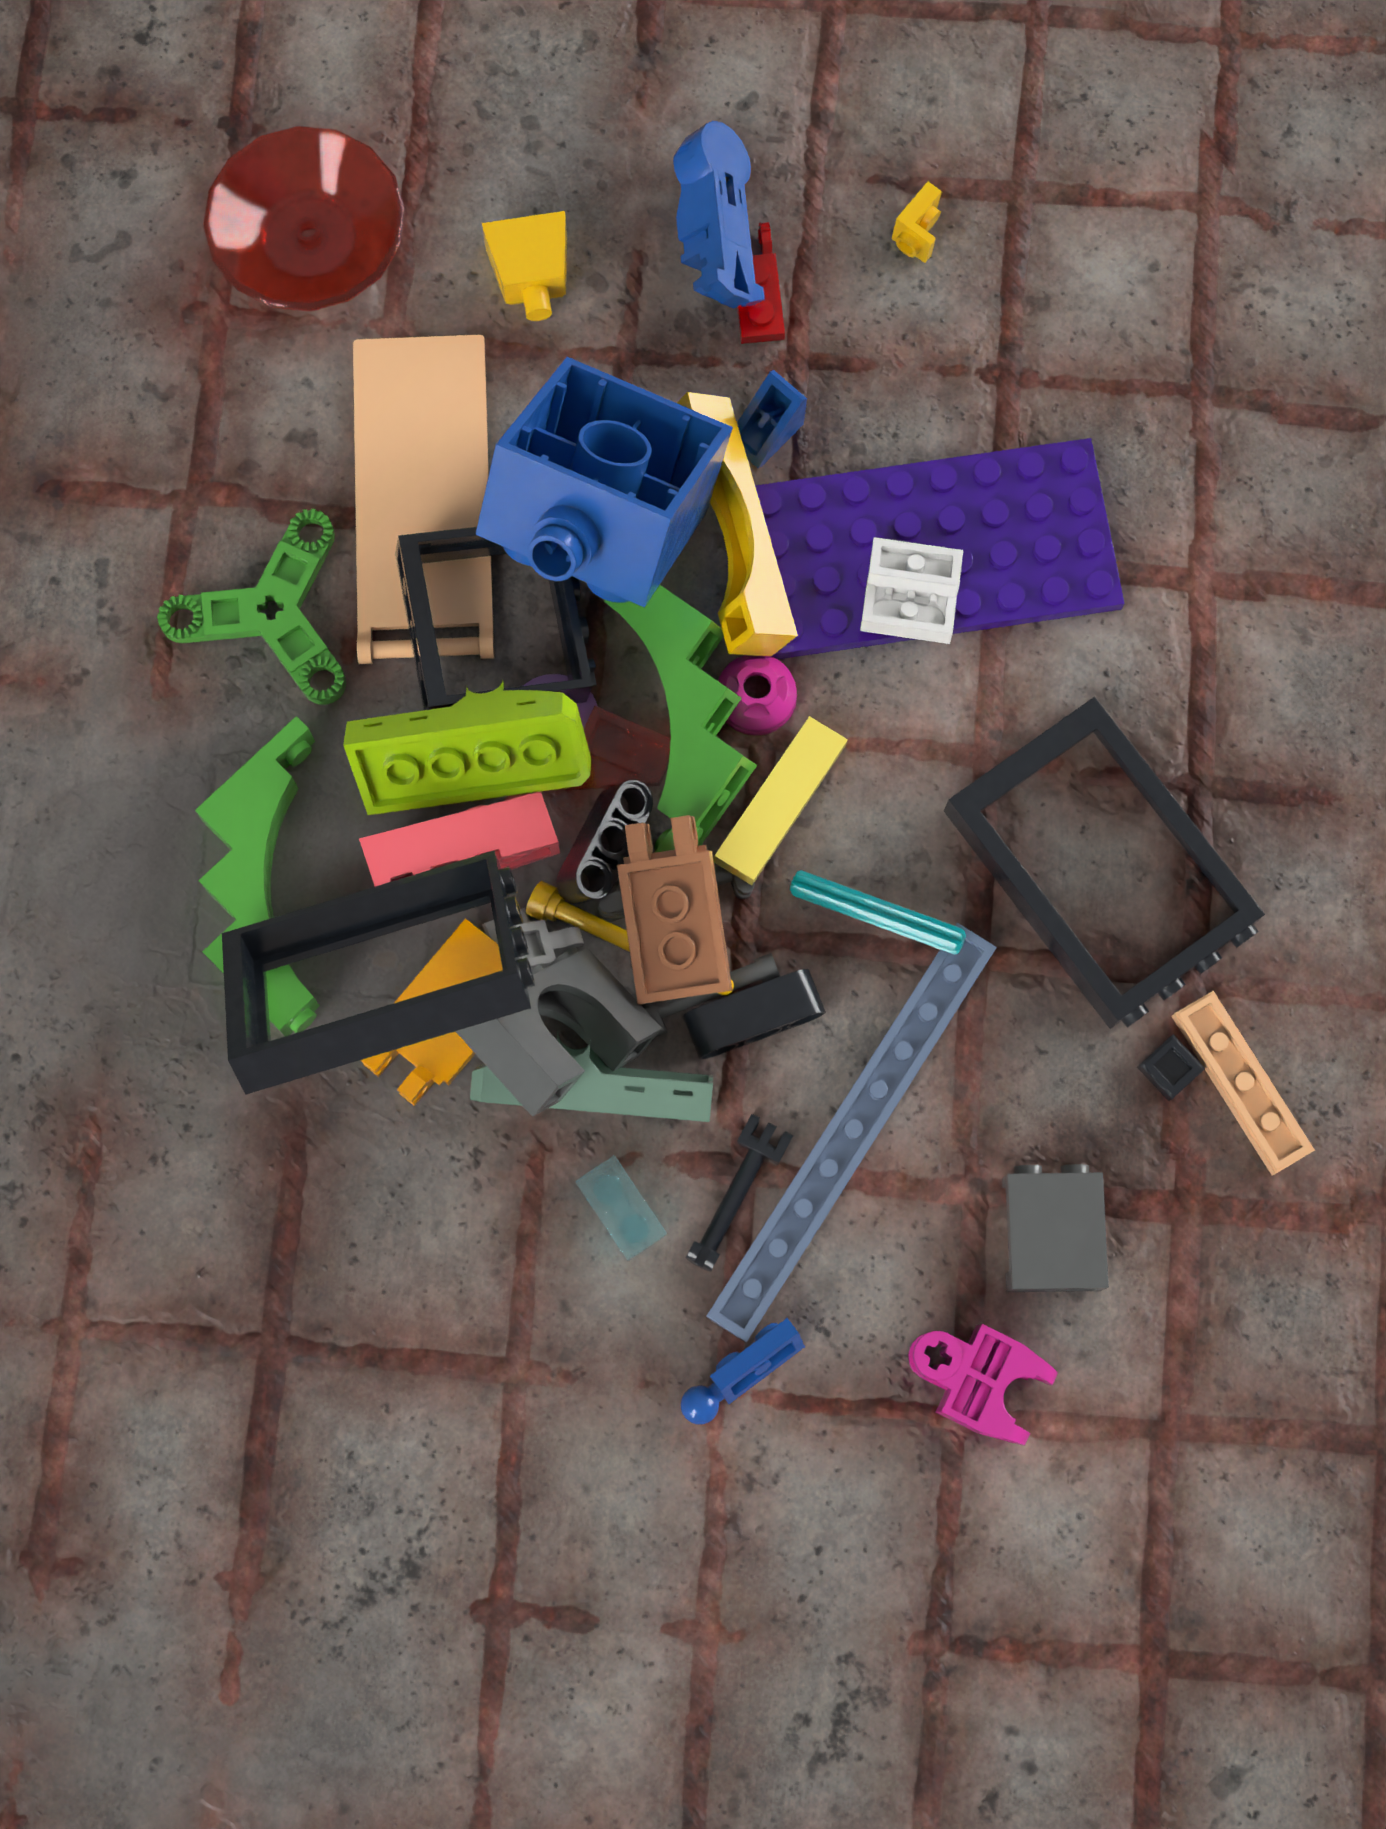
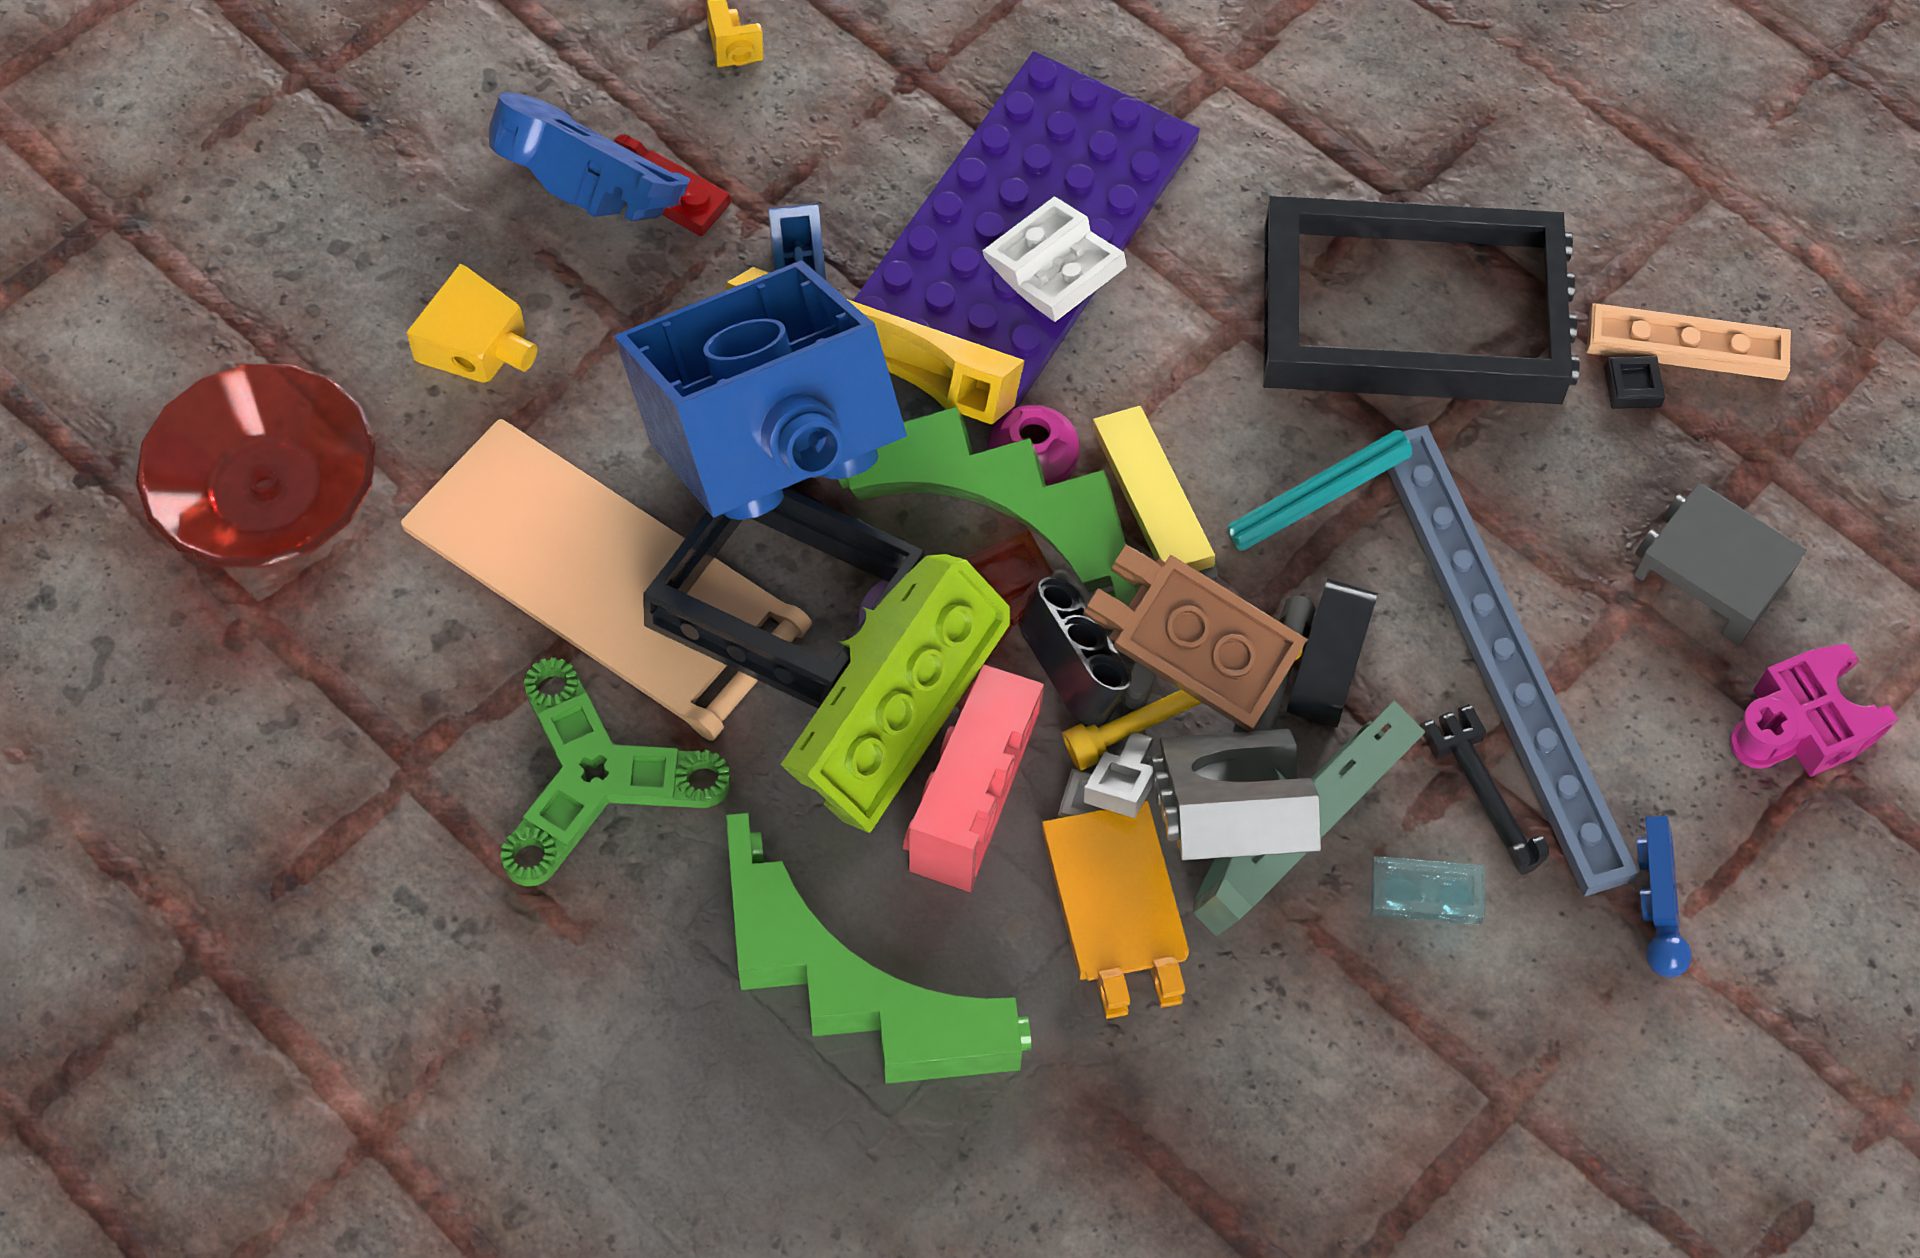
camera: 50 degrees left, 15 degrees down
(355, 919) = (994, 862): black window -> none

